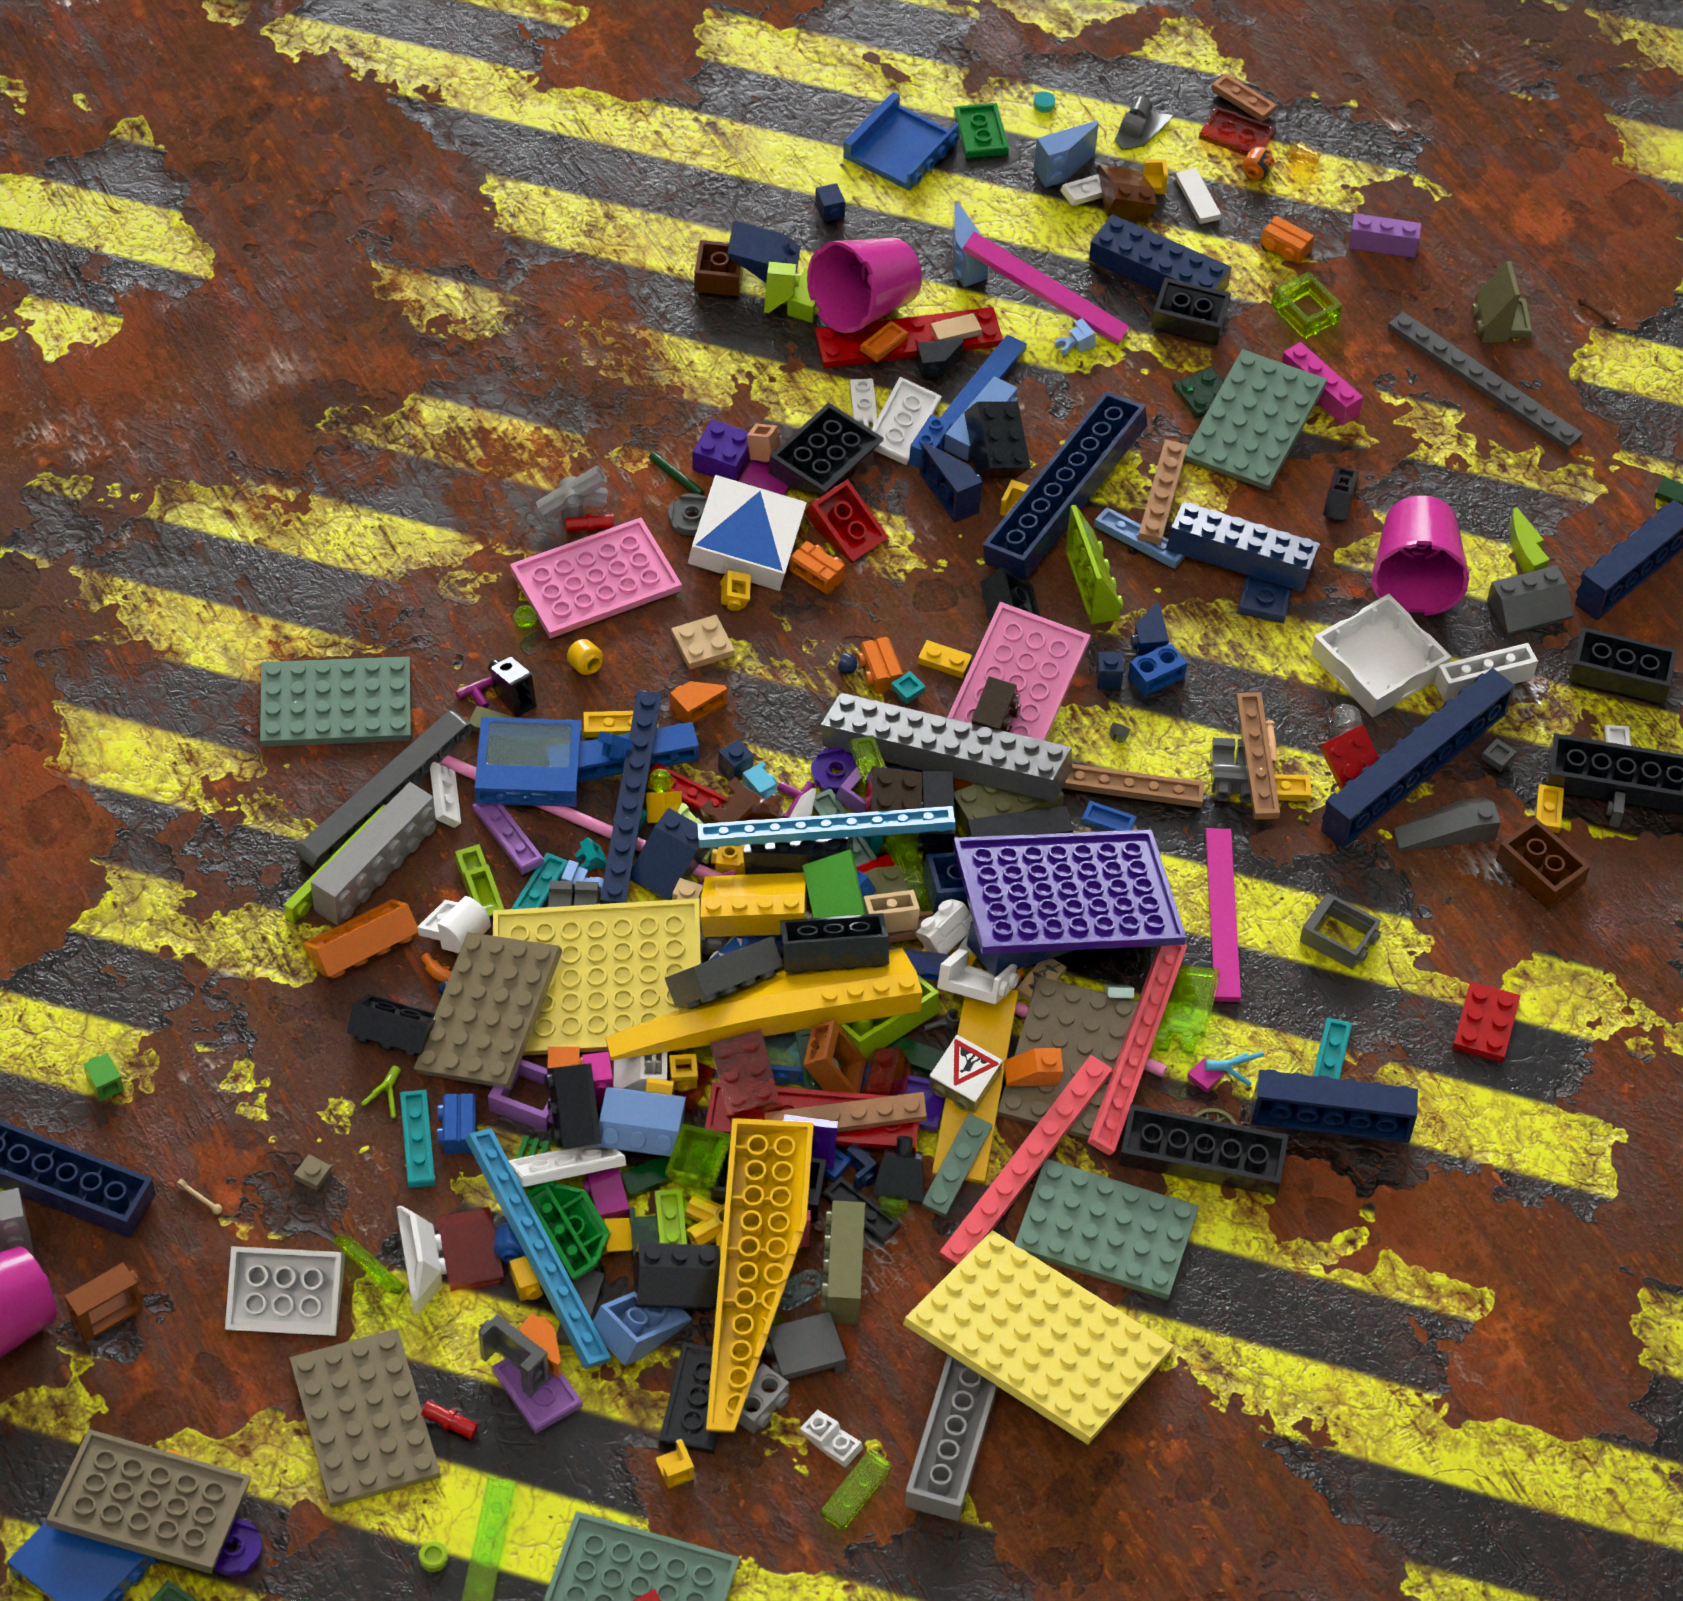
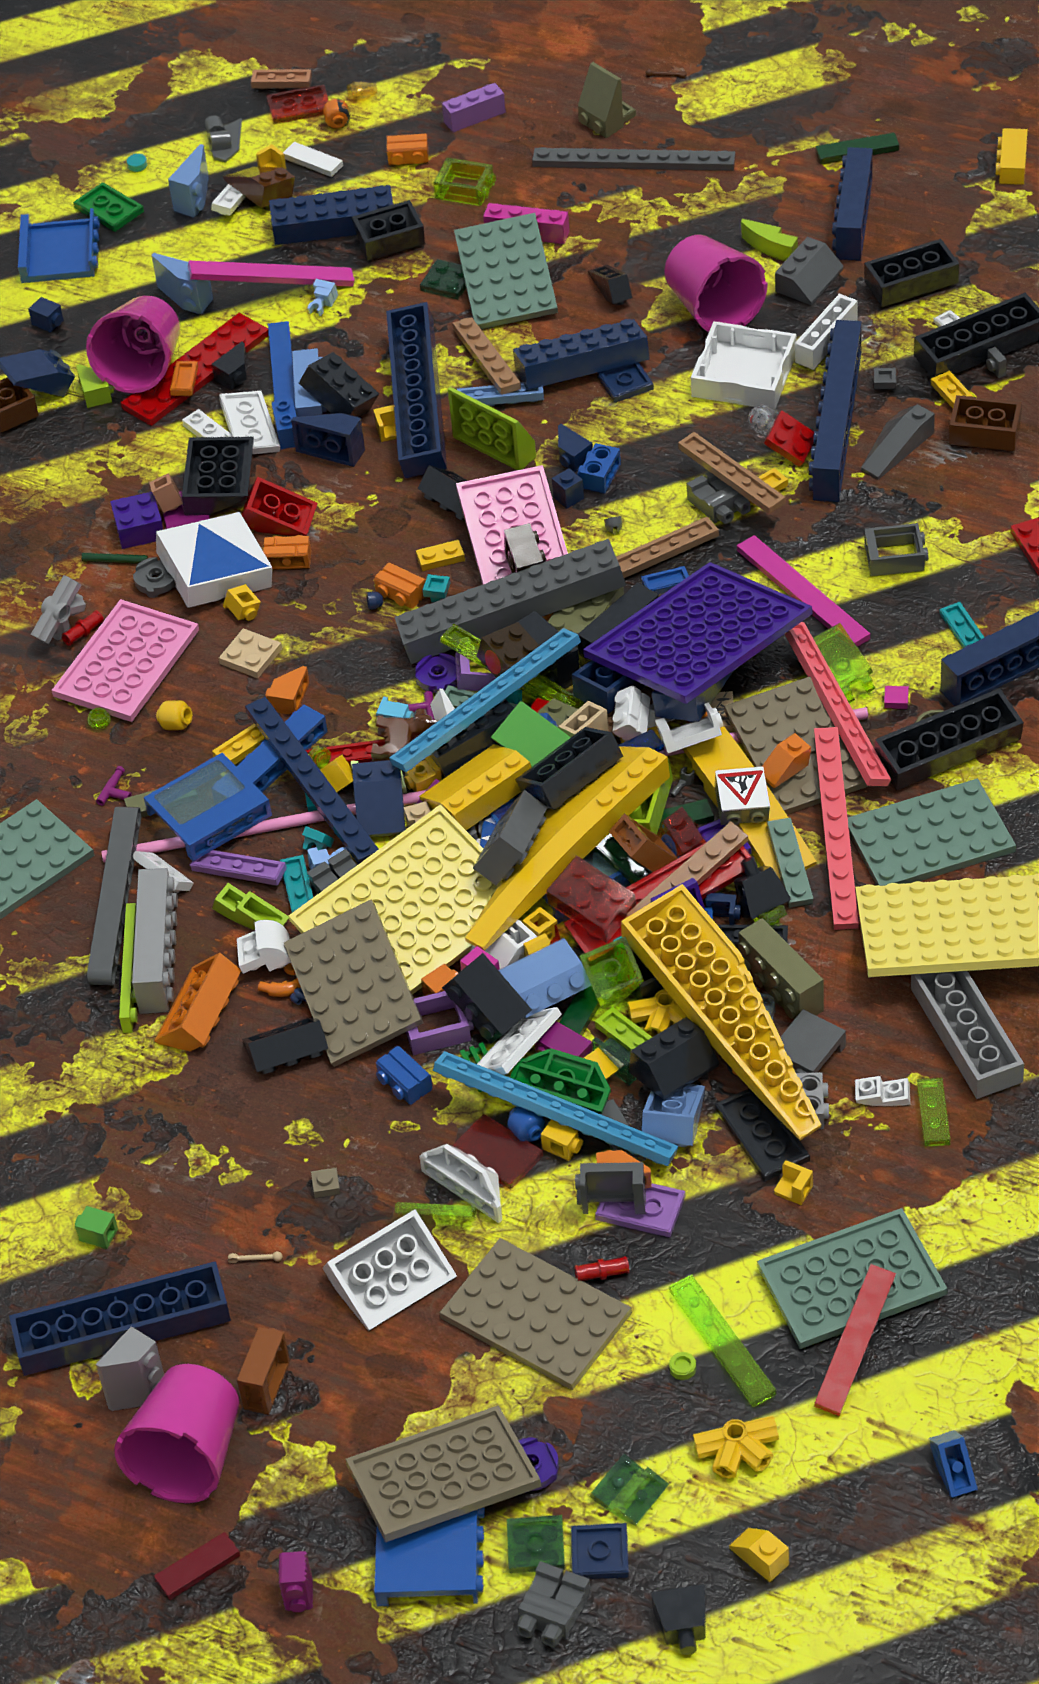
camera: 30 degrees left, 5 degrees down
(387, 1086) = (322, 1088): lime plant -> none
(417, 1139) = (380, 1108): teal tile -> none
(513, 685) = (140, 765): black torso -> none
(613, 745) = (265, 749): blue tile -> none
(735, 760) = (360, 711): dark blue brick -> none
(780, 284) = (69, 385): lime slope -> none
(957, 327) = (229, 338): tan tile -> none
(1119, 991) = (790, 678): light aqua tile -> none
(1225, 1065) = (906, 679): medium azure plant -> none

